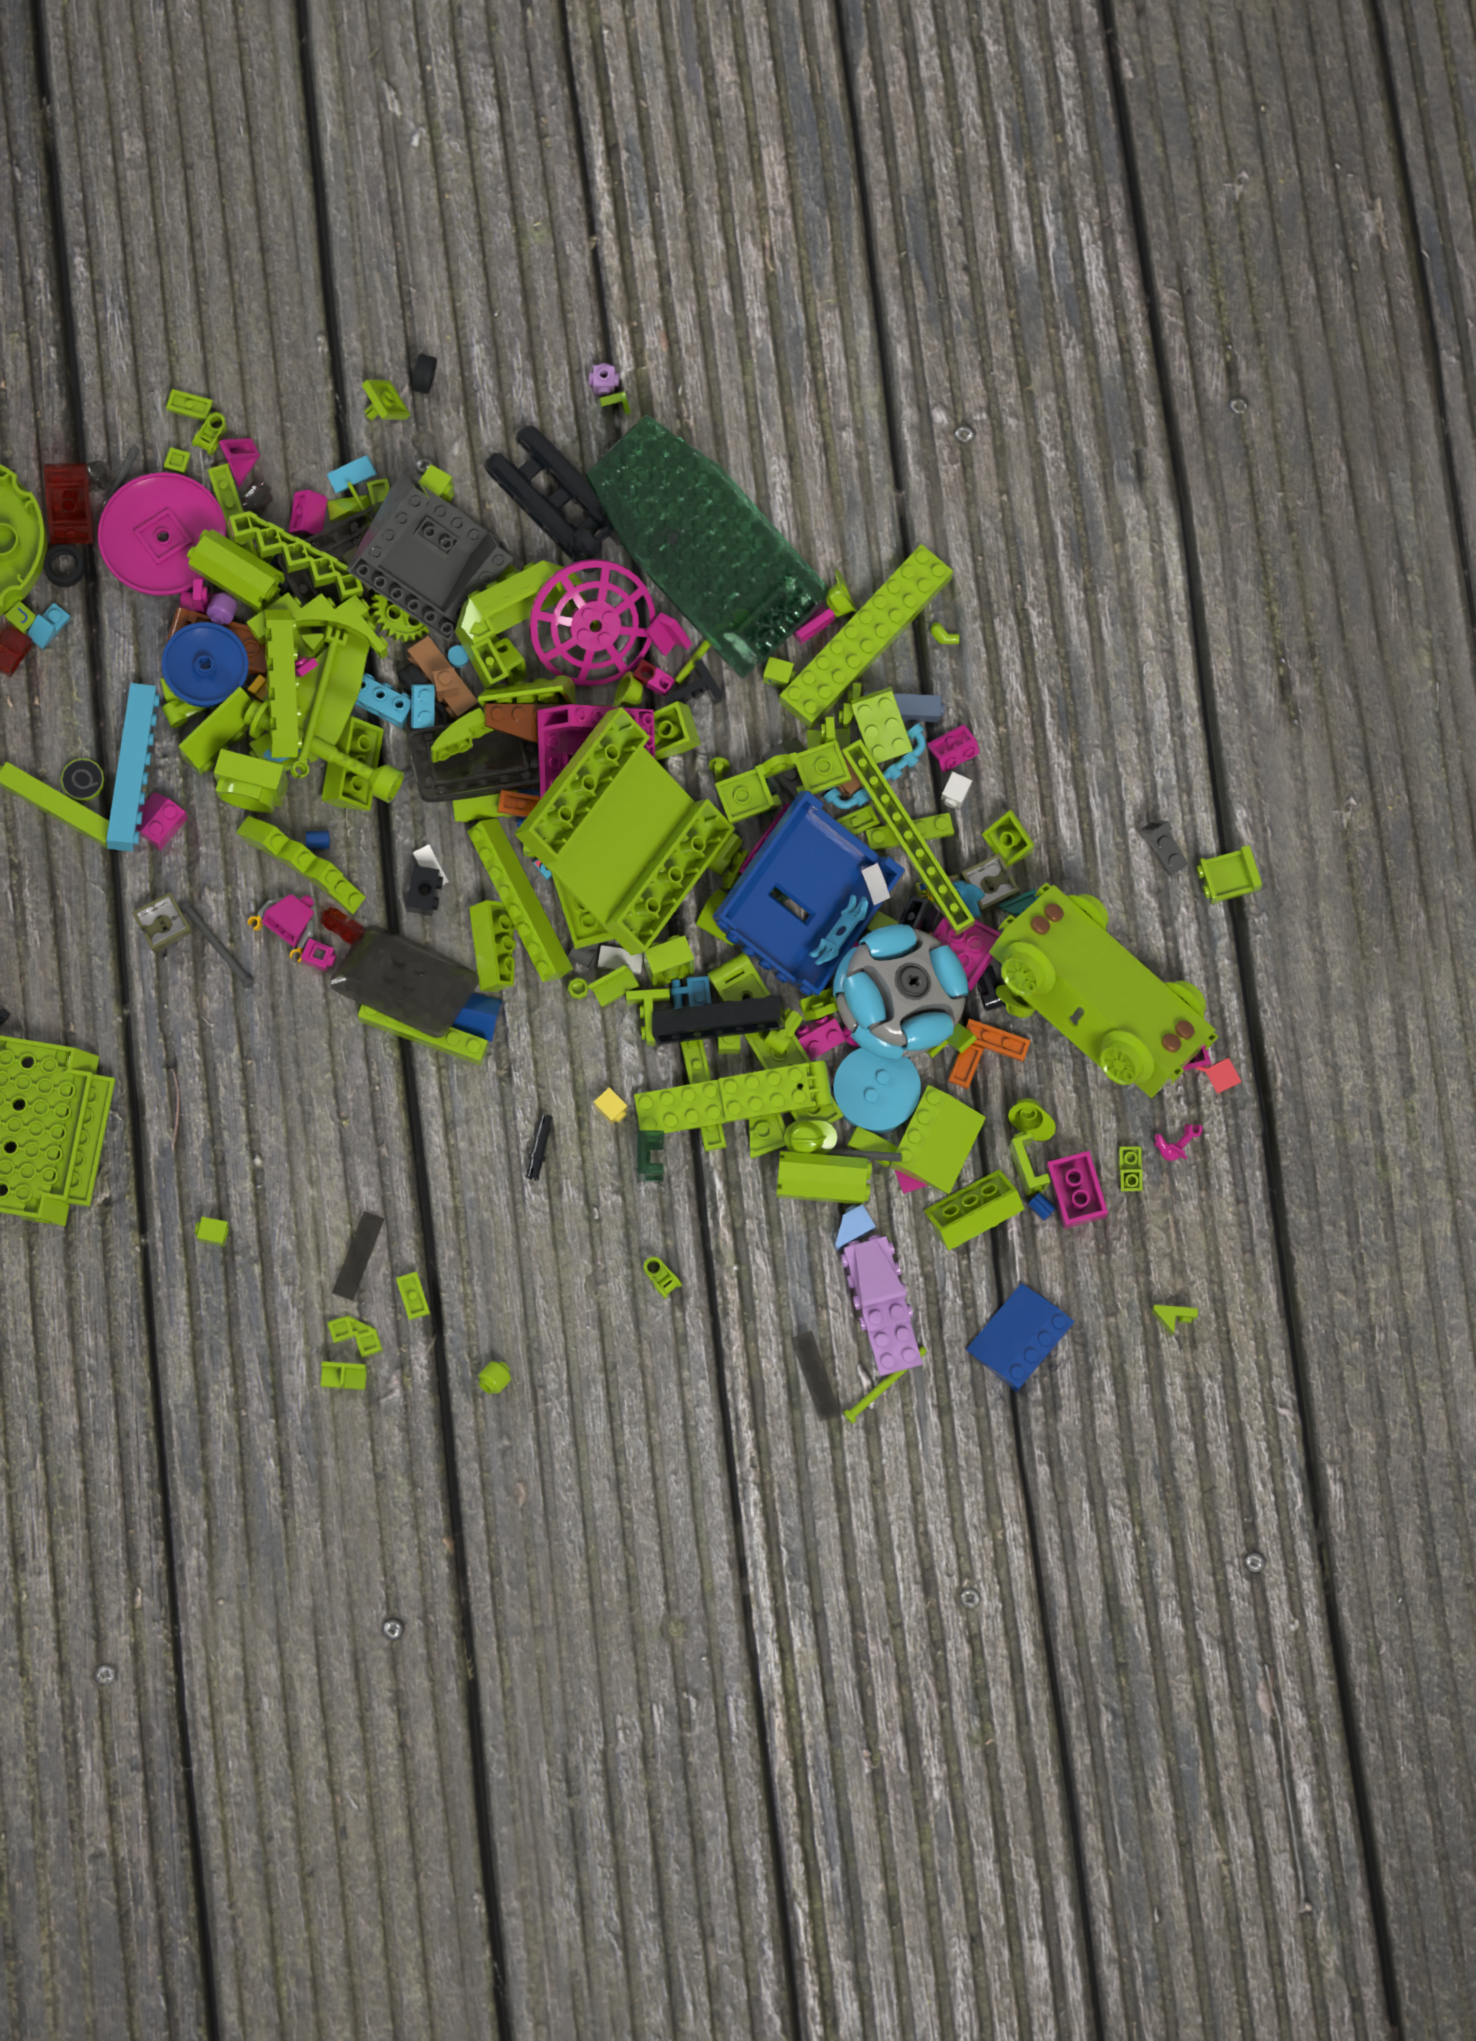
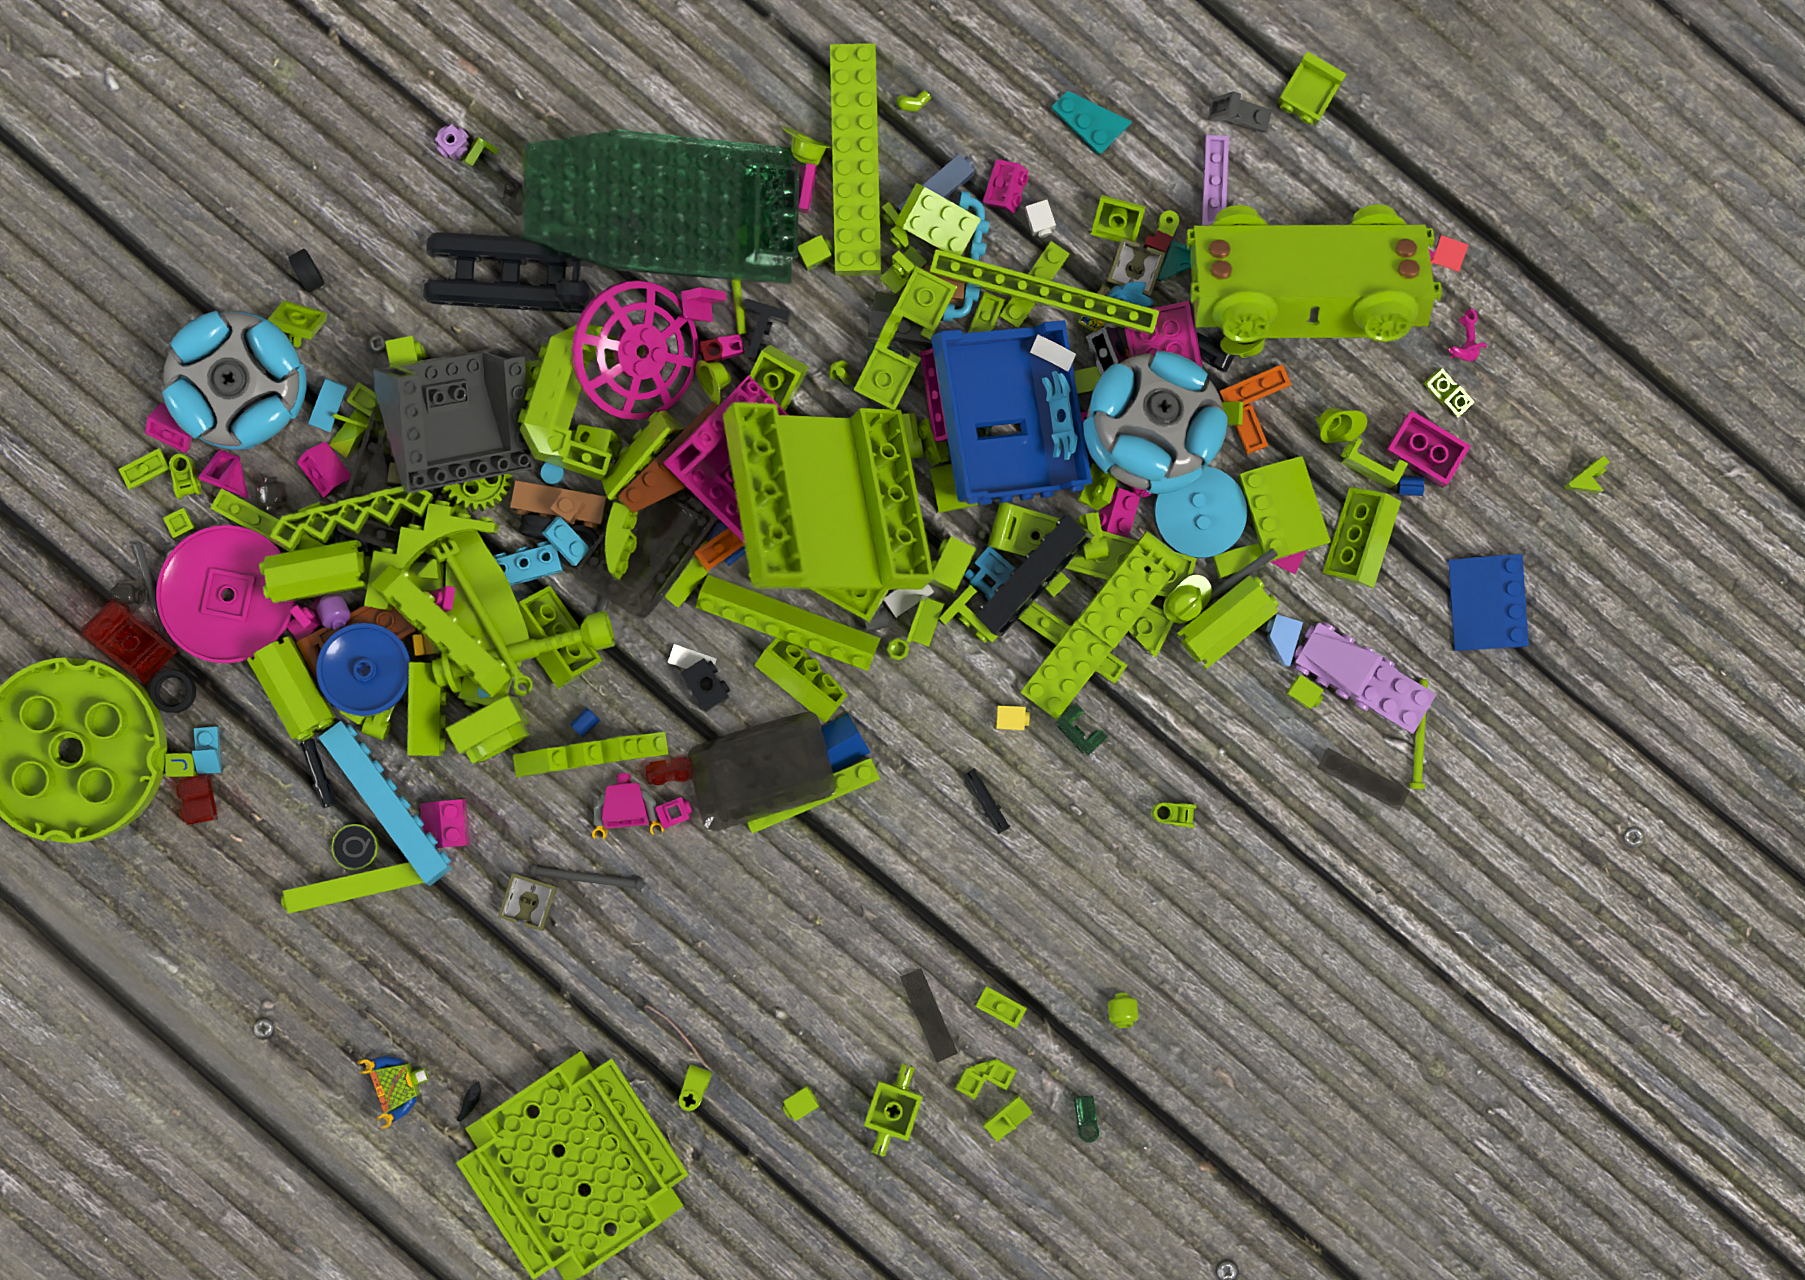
camera: 40 degrees left, 10 degrees up
(103, 714) = (318, 774): none -> black pin
(144, 635) = (292, 689): none -> lime brick
(152, 1151) = (695, 1083): none -> lime piece
(234, 394) = (165, 429): none -> dark pink panel
(257, 1292) = (901, 1122): none -> lime brick
(306, 414) = (189, 371): none -> piece
(398, 1425) = (1085, 1116): none -> clear green piece
(832, 1278) = (1305, 692): none -> lime brick
(1034, 878) = (1167, 226): none -> leg
(1054, 759) = (1090, 121): none -> teal wing
(1107, 870) = (1214, 177): none -> lavender plate

